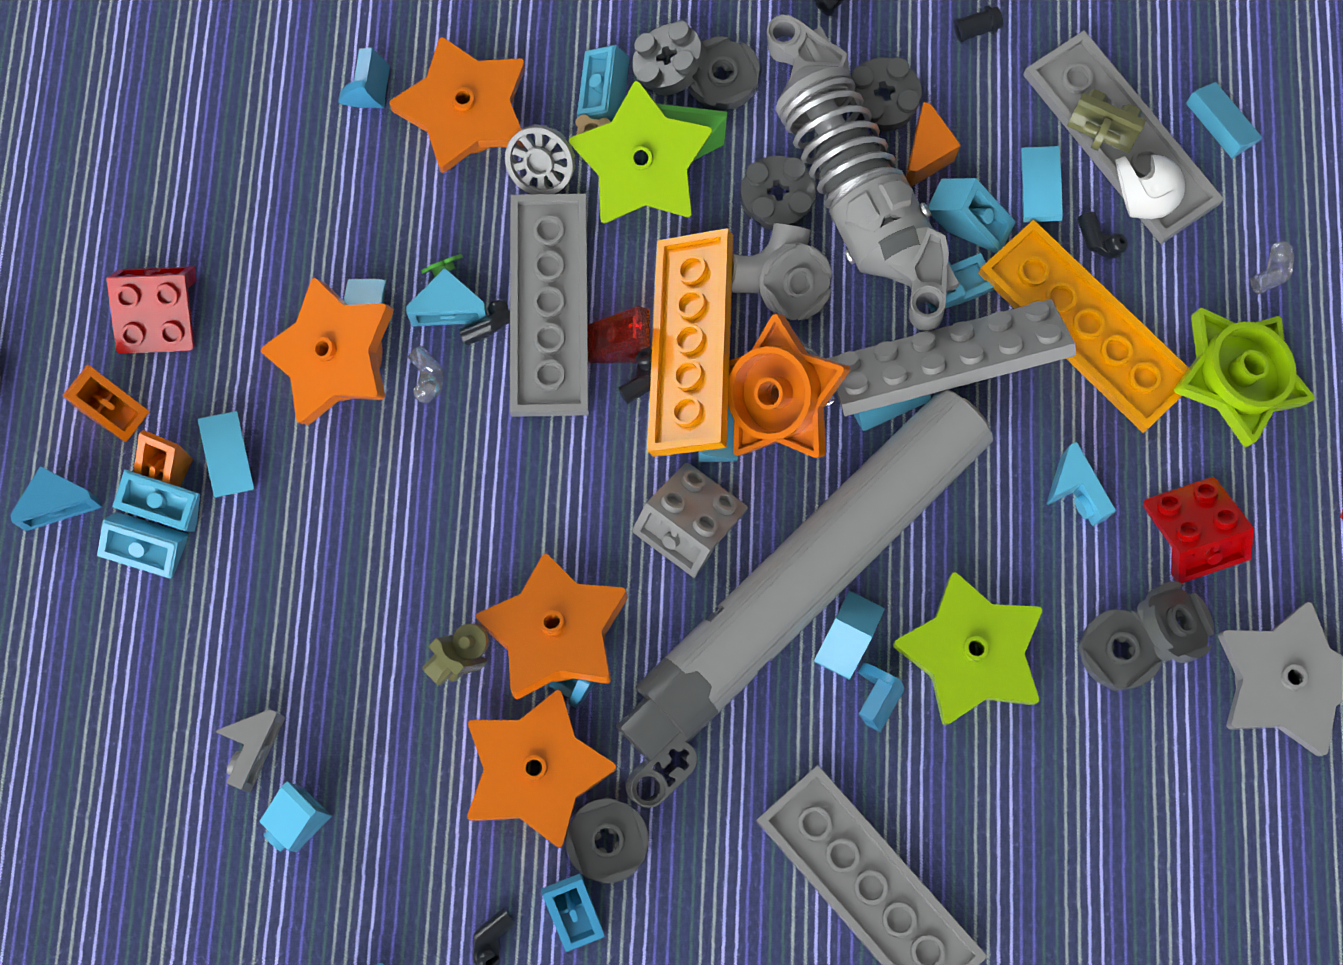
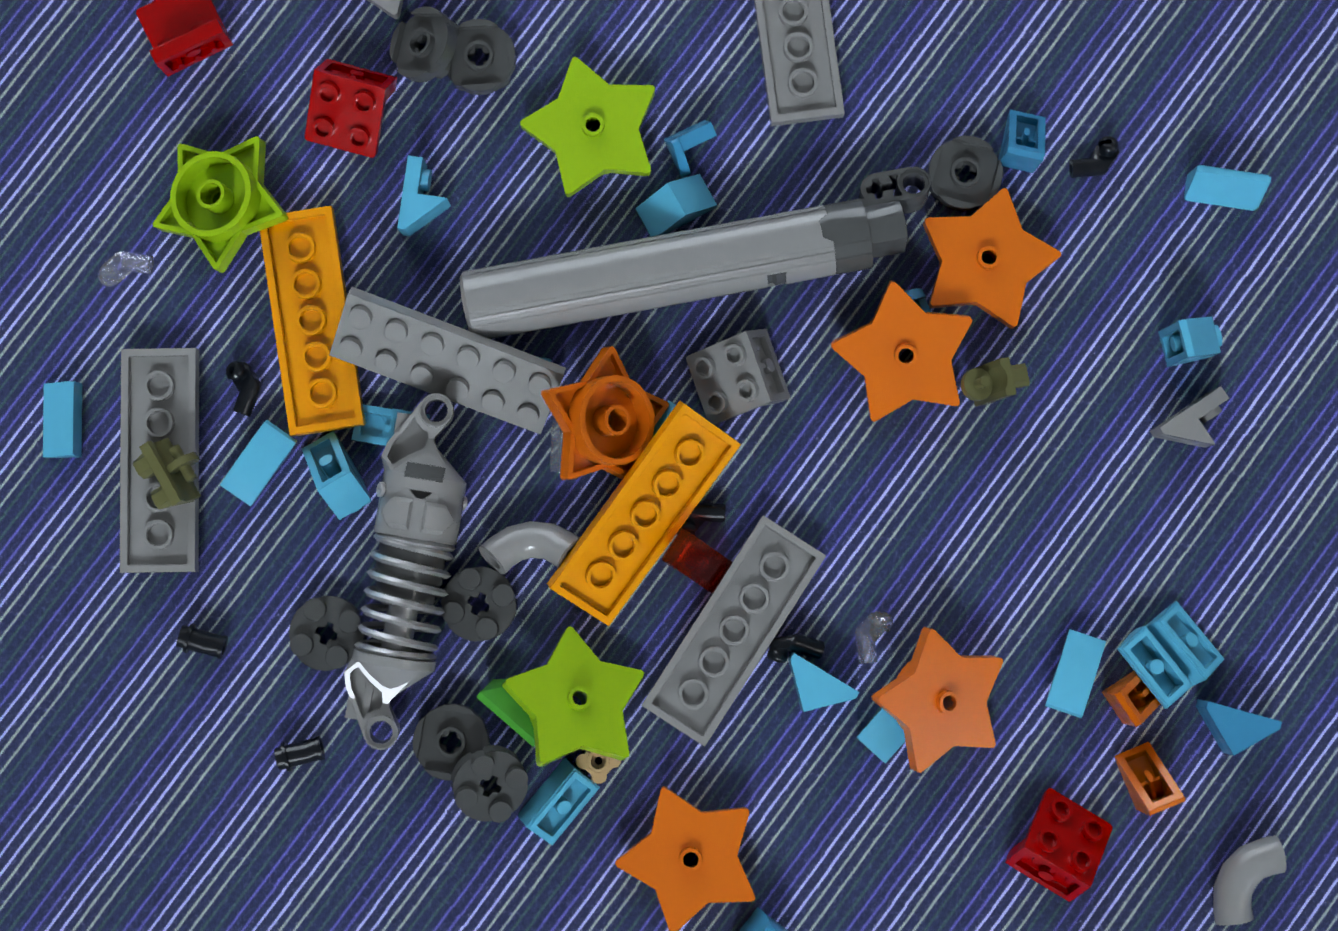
camera: 145 degrees left, 10 degrees up
(439, 266) = (800, 721): bright green plant -> none
(539, 160) = (661, 759): light grey wheel -> none
(796, 281) = (522, 510): light grey tile -> none
(932, 146) = (326, 557): orange slope -> none
(1155, 193) = (179, 385): white helmet -> none

